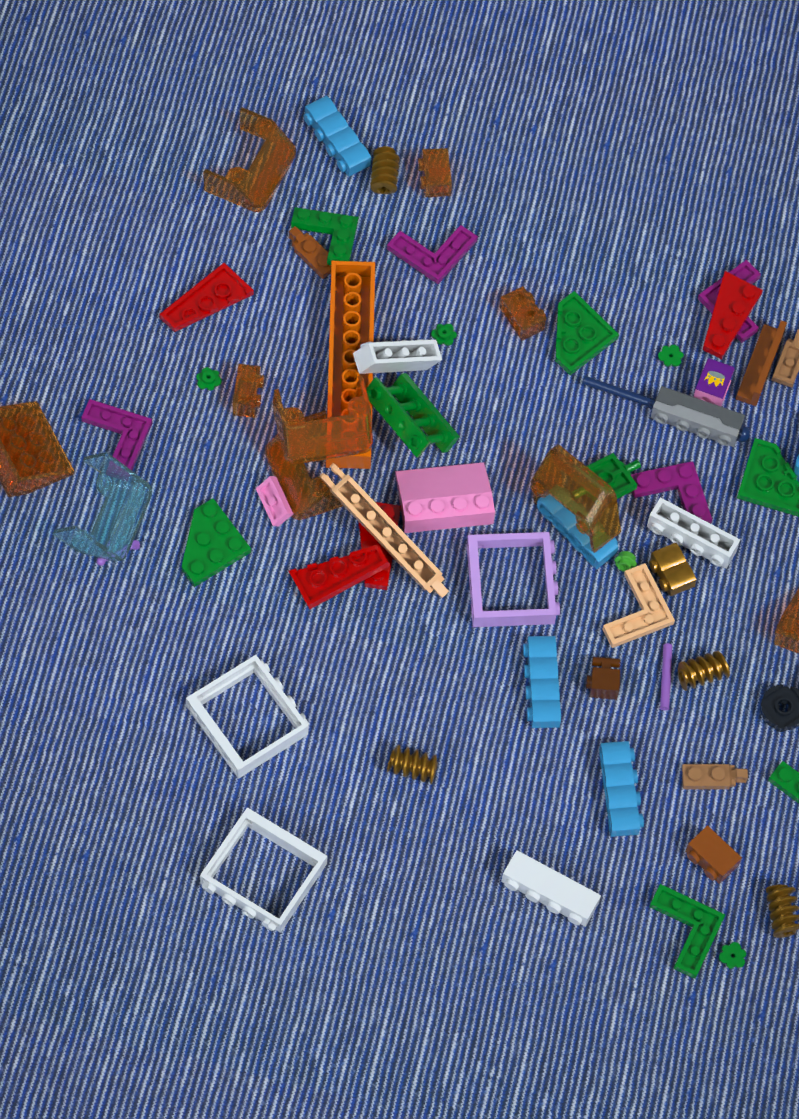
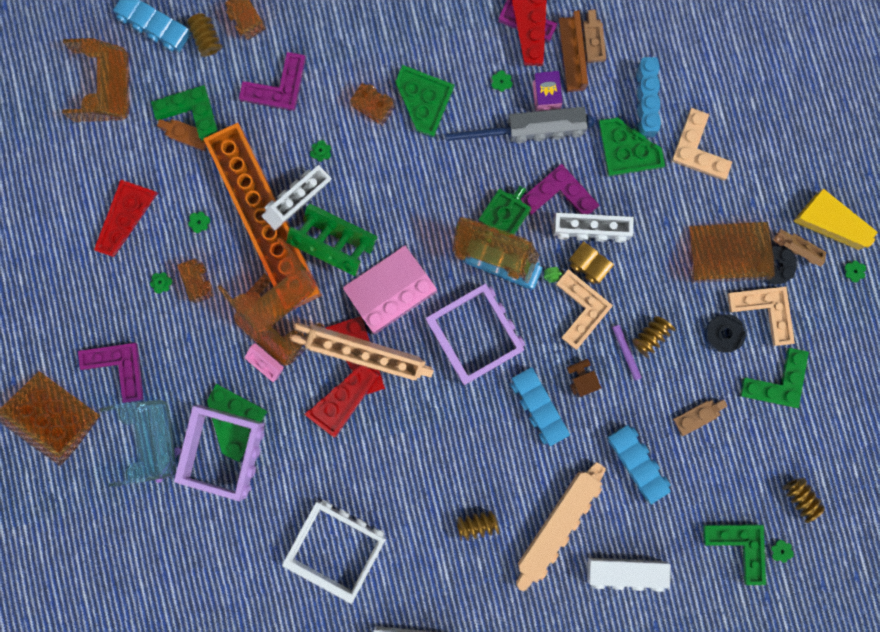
camera: 20 degrees left, 20 degrees up
(158, 537) = (191, 444): none -> lavender window
(279, 335) = (195, 218): none -> green plant
(501, 807) = (558, 525): none -> light nougat hinge
(713, 855) = (732, 481): dark orange brick -> none

